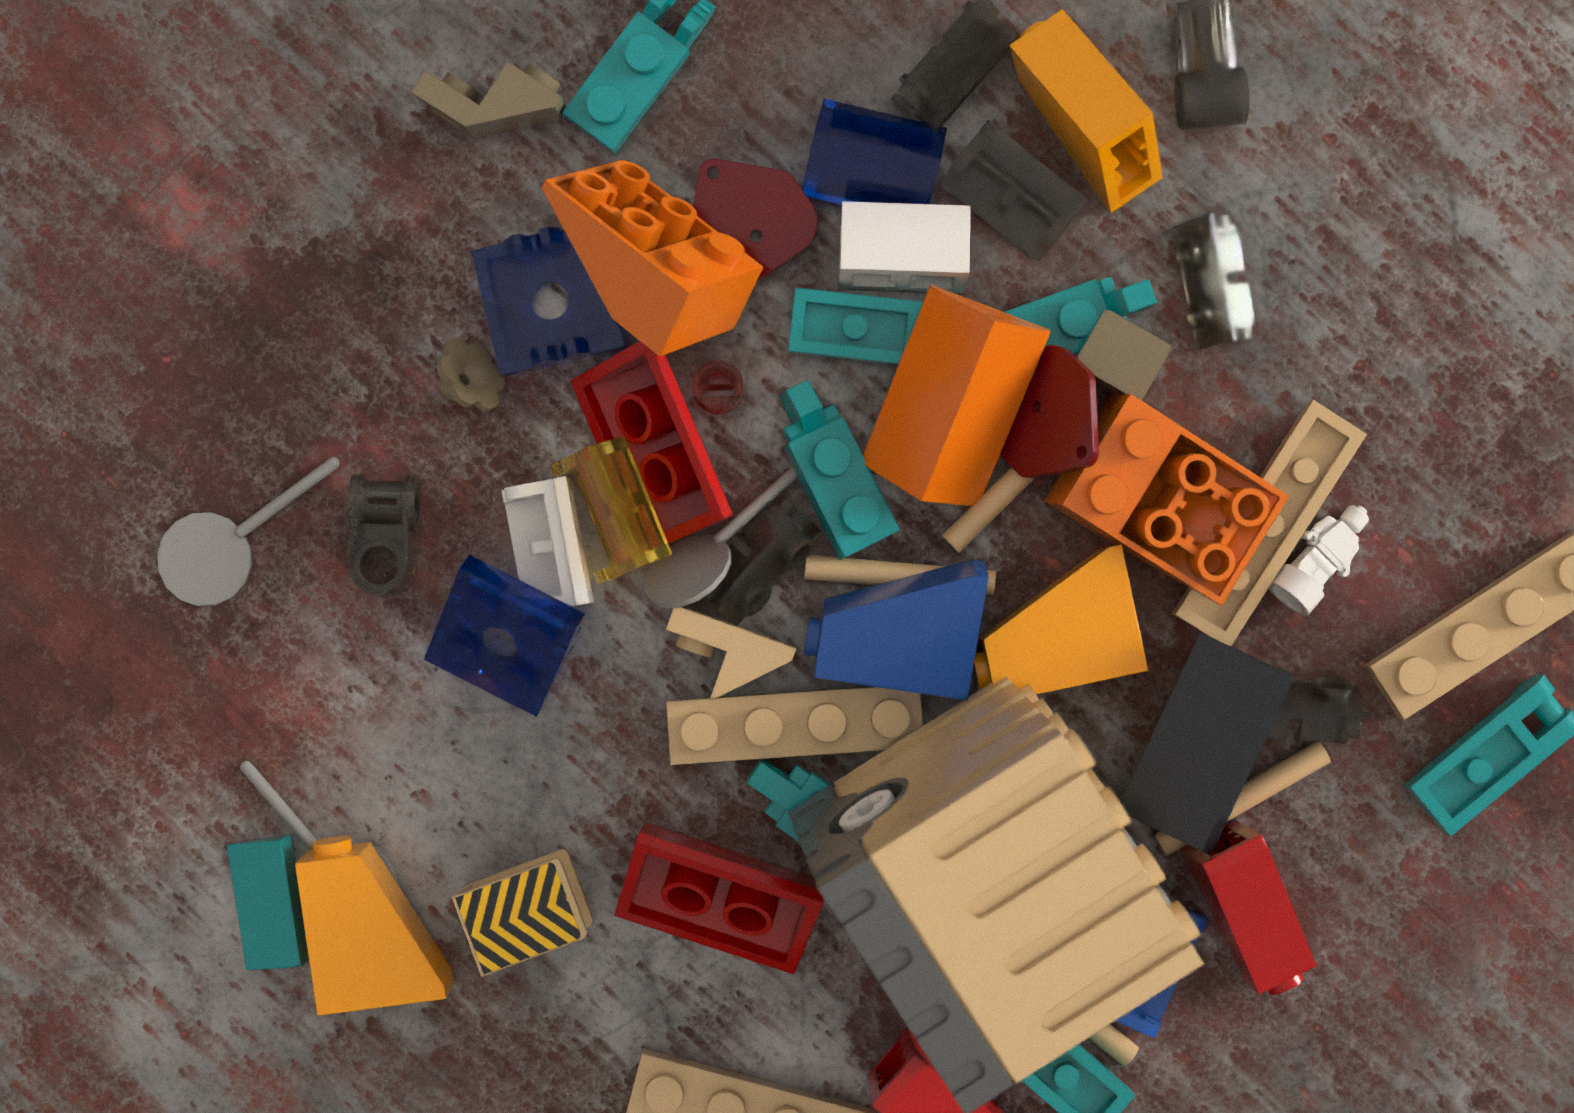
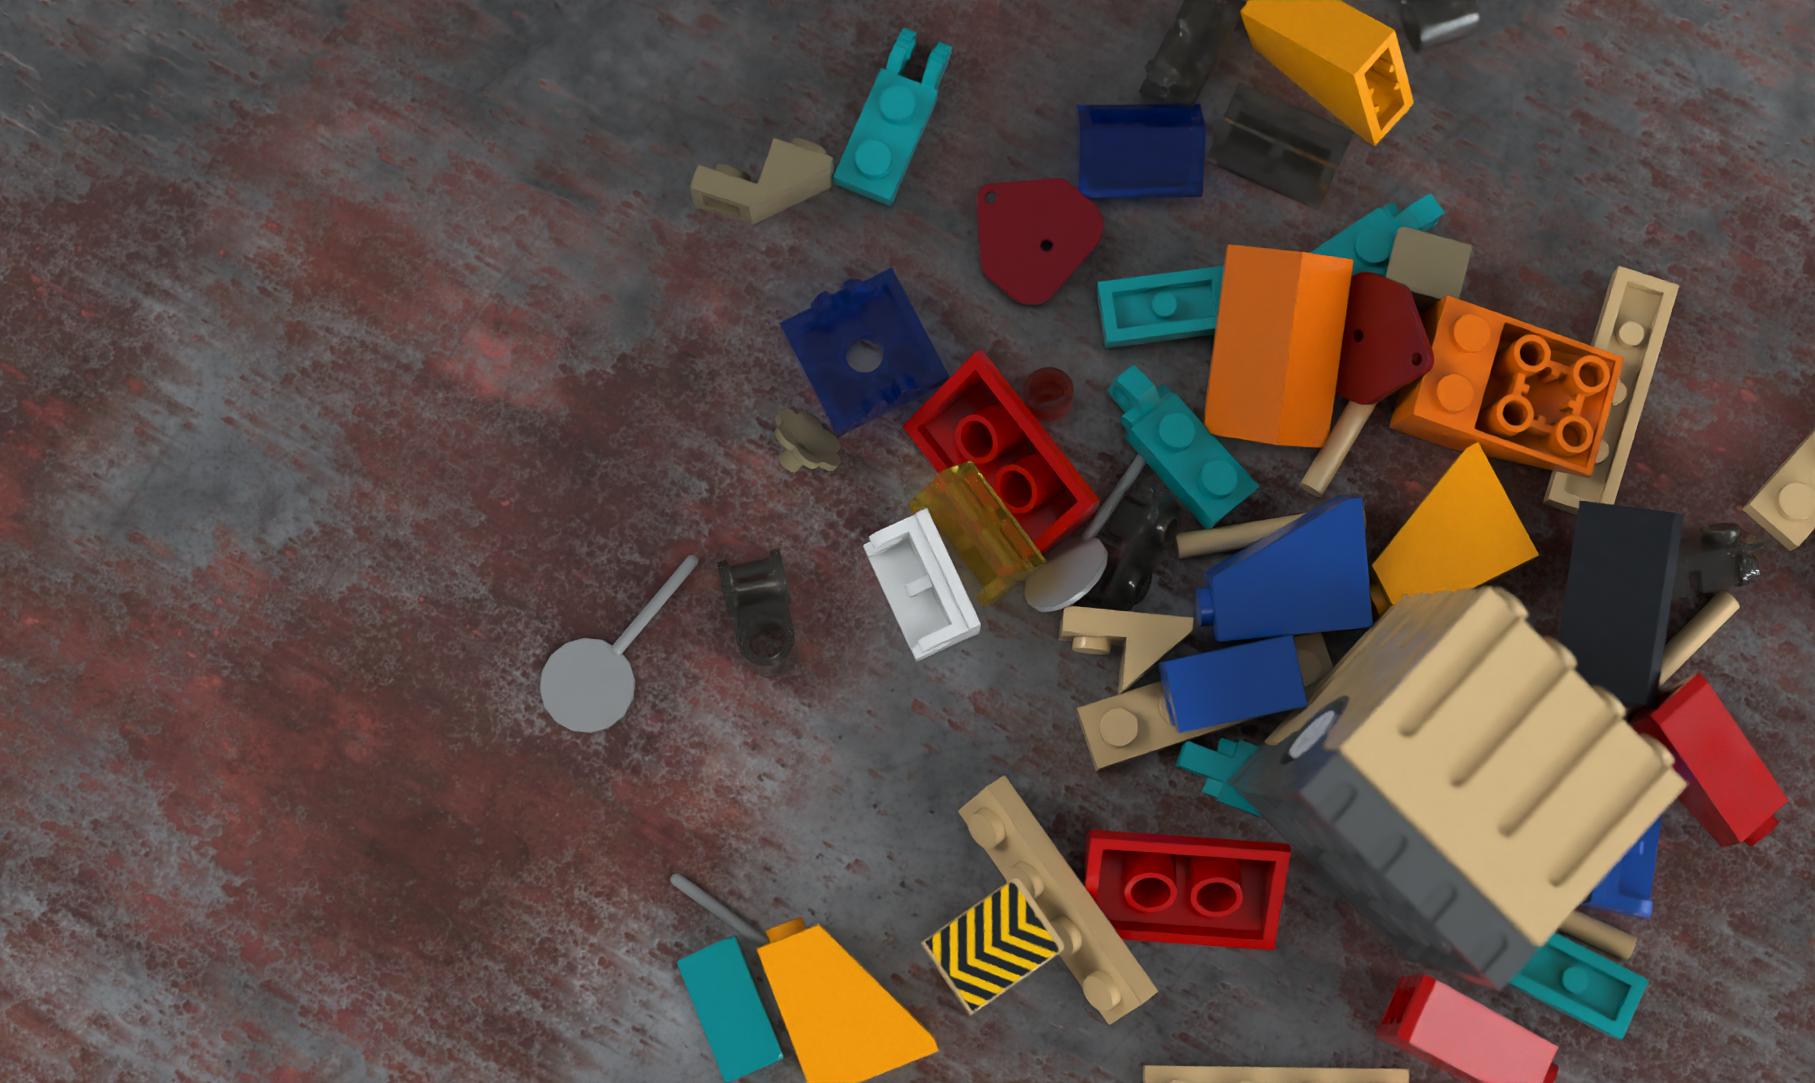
camera: 15 degrees left, 10 degrees down
(538, 623) = (889, 641): clear blue piece -> none
(603, 895) = (1092, 947): none -> tan plate
(652, 256) = (960, 283): orange slope -> none
(815, 723) = (1232, 684): none -> blue hinge
(904, 247) = (1189, 220): white hinge -> none
(1205, 253) = (1478, 164): clear smoke hinge -> none
(1329, 550) = (1676, 404): white piece -> none

